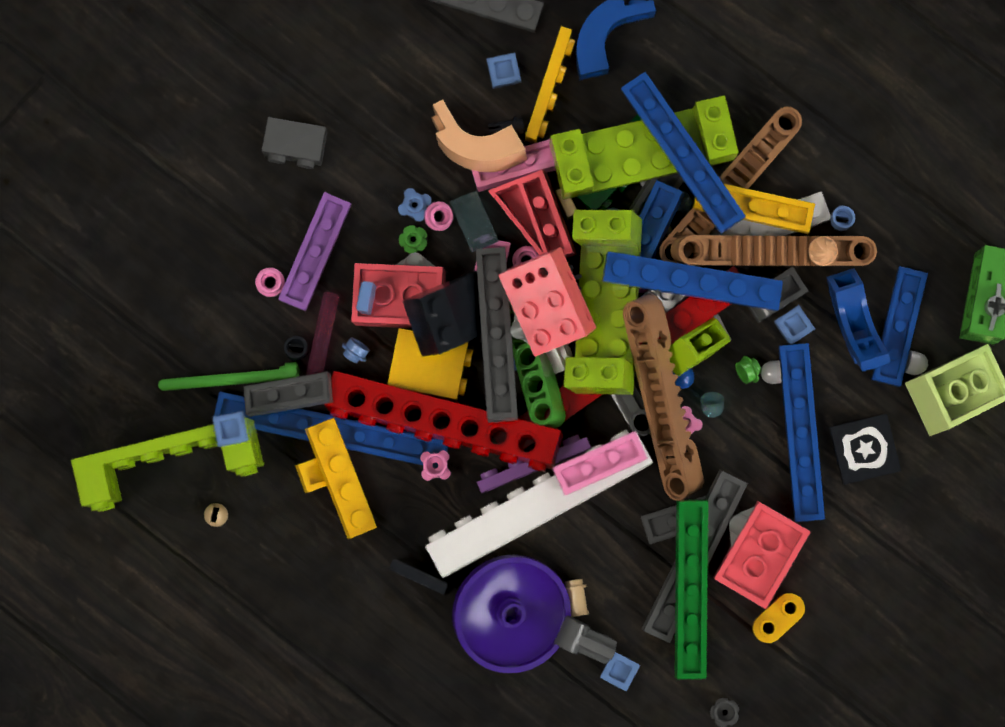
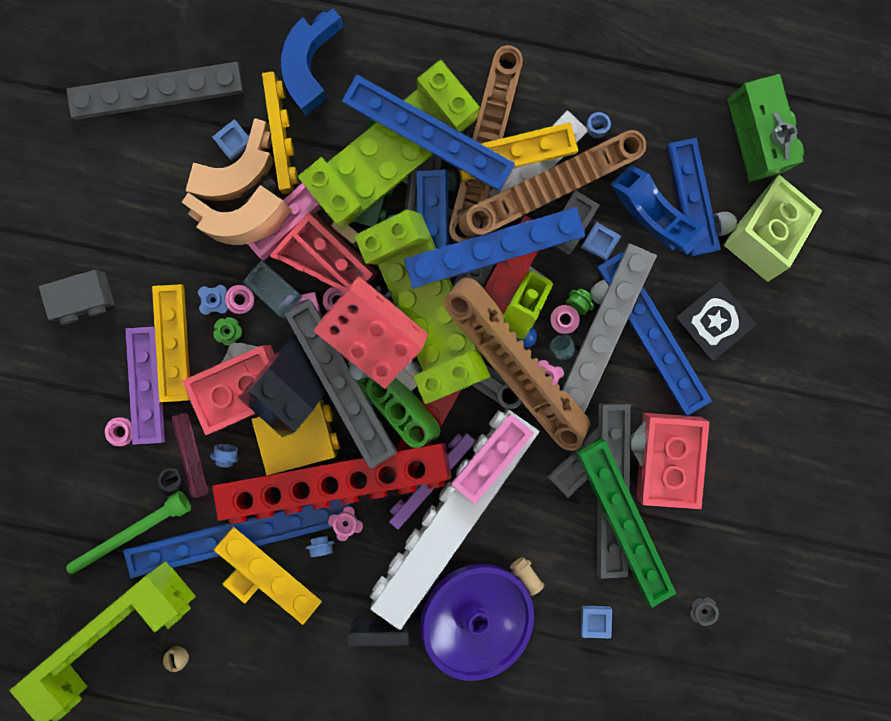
camera: 30 degrees left, 5 degrees up
(230, 429) = (138, 594): medium blue tile -> none
(288, 394) = (182, 526): dark grey tile -> none
(357, 225) = (171, 341): none -> yellow plate
(366, 297) = (205, 409): medium blue tile -> none
(400, 476) = (320, 546): none -> medium blue plate
(487, 107) = (238, 178): none -> light nougat arch
(578, 637) = (547, 613): dark grey piece -> none
(720, 386) = (556, 323): none -> bright pink plate
(762, 403) = (608, 324): none -> light grey plate
(778, 618) = (711, 506): yellow plate -> none
(823, 251) = (599, 161): light nougat plate -> none

